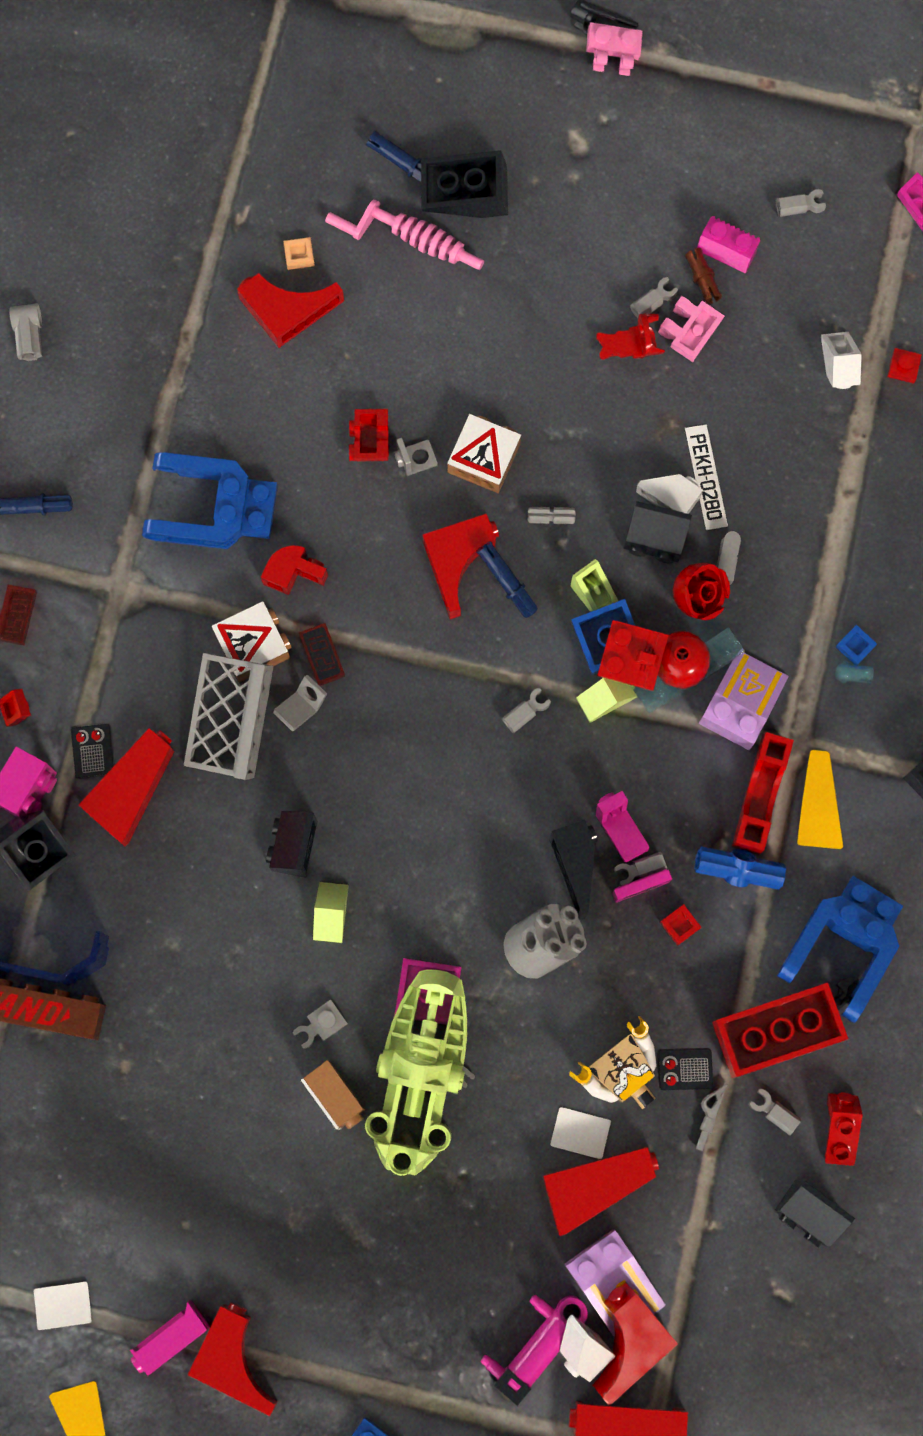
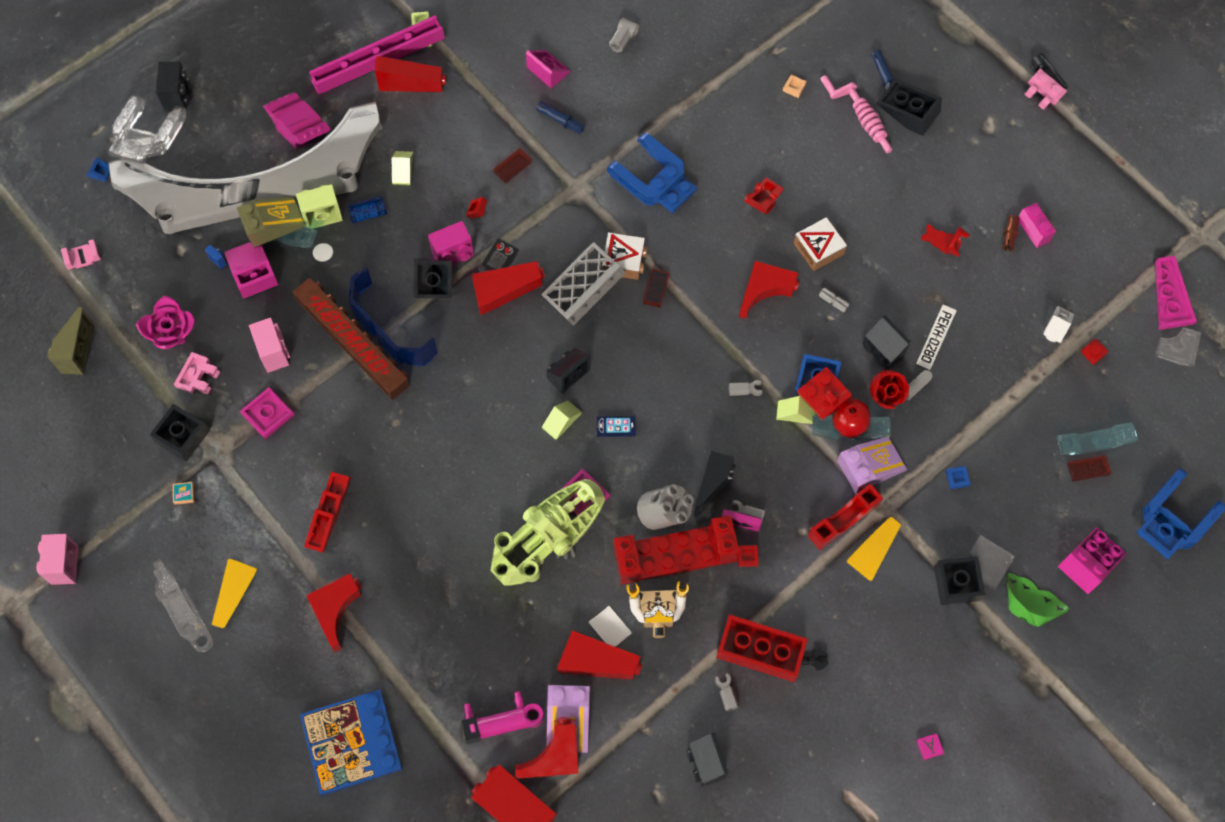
camera: 35 degrees right, 10 degrees down
(62, 1305) = (270, 518): white sticker -> none
(129, 1246) = (327, 512): none -> red slope
(169, 1339) = (310, 573): dark pink window -> none
(285, 312) = (766, 110): red arch -> none
(288, 564) = (672, 231): red brick -> none
(300, 705) = (625, 305): light grey bracket -> none
(324, 1022) = (516, 472): light grey plate -> none
(334, 1096) = (491, 509): medium nougat piece -> none
(403, 873) = (616, 426): none -> tile
(404, 456) = (775, 220): light grey bracket -> none
(508, 581) = (784, 314): dark blue axle -> none
(584, 1350) = (524, 738): white slope -> none
(593, 587) = (830, 345): yellowish green slope -> none
(593, 982) = (676, 551): none -> red plate
(620, 826) = (752, 480): dark pink bracket -> none
(653, 299) = (975, 227): light grey bar -> none
(671, 492) = (911, 328): white slope -> none
(686, 1069) = (693, 636): black sticker -> none
(697, 330) = (983, 259): bright pink plate -> none
(709, 1120) = (689, 669): light grey hand -> none
(740, 868) = (803, 548): blue piece -> none
(799, 204) = (1094, 231): light grey bar -> none
(844, 1128) = (758, 729): red bracket -> none
(853, 673) = (945, 491): clear light blue pin -> none
(862, 918) = (853, 622): blue plate -> none

